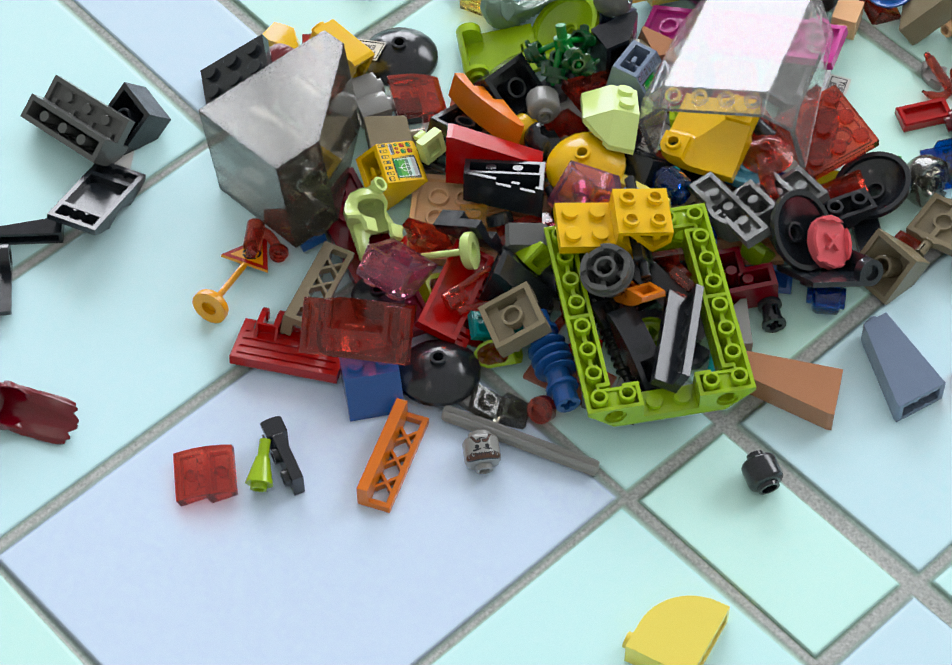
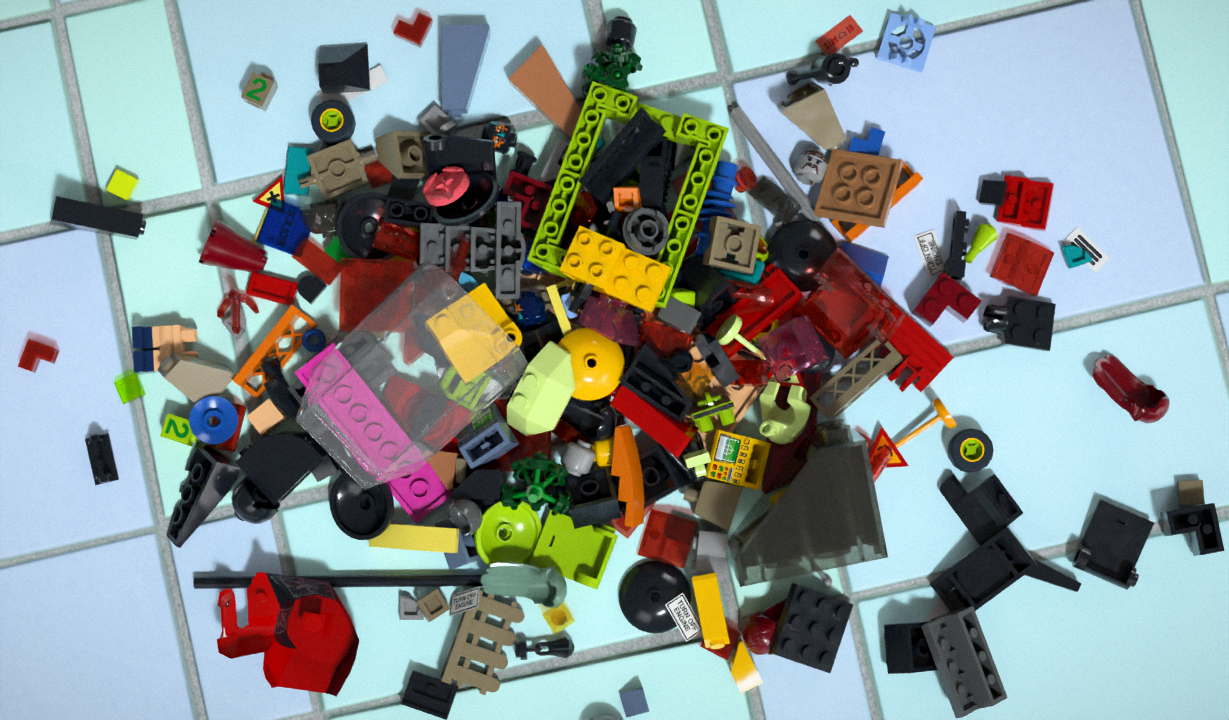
camera: 145 degrees left, 30 degrees up
(122, 254) = (983, 509): none -> black plate
(142, 527) = (1081, 240): none -> white sticker
(151, 511) = (1075, 256): none -> teal tile
(166, 290) = (970, 450): none -> black wheel
(175, 422) = (1022, 323): none -> black plate
(233, 534) = (1026, 203): none -> red slope
(256, 403) = (948, 296): none -> dark red brick
(273, 523) = (993, 193): none -> black tile
(308, 445) = (930, 253): none -> white sticker
(419, 447) = (858, 188): none -> medium nougat plate
(434, 500) = (871, 146): none -> blue piece
(443, 196) = (724, 410): none -> lime hips
(461, 640) = (901, 59): none -> light blue piece
(512, 493) = (814, 115): none -> dark tan slope
(523, 545) = (825, 69): none -> black piece
(532, 597) = (839, 35): none -> clear red sticker
(749, 429) = (617, 78): none -> dark green plant
(813, 326) = (502, 134): none -> black head
(854, 91) = (313, 332): none -> blue plate
(857, 37) = (278, 388): none -> black piece
(877, 307) = (438, 122): none -> light grey tile
(889, 68) = (267, 347): none -> orange fence
(890, 130) = (310, 288): none -> black tile
(904, 147) = (317, 261): none -> clear red tile

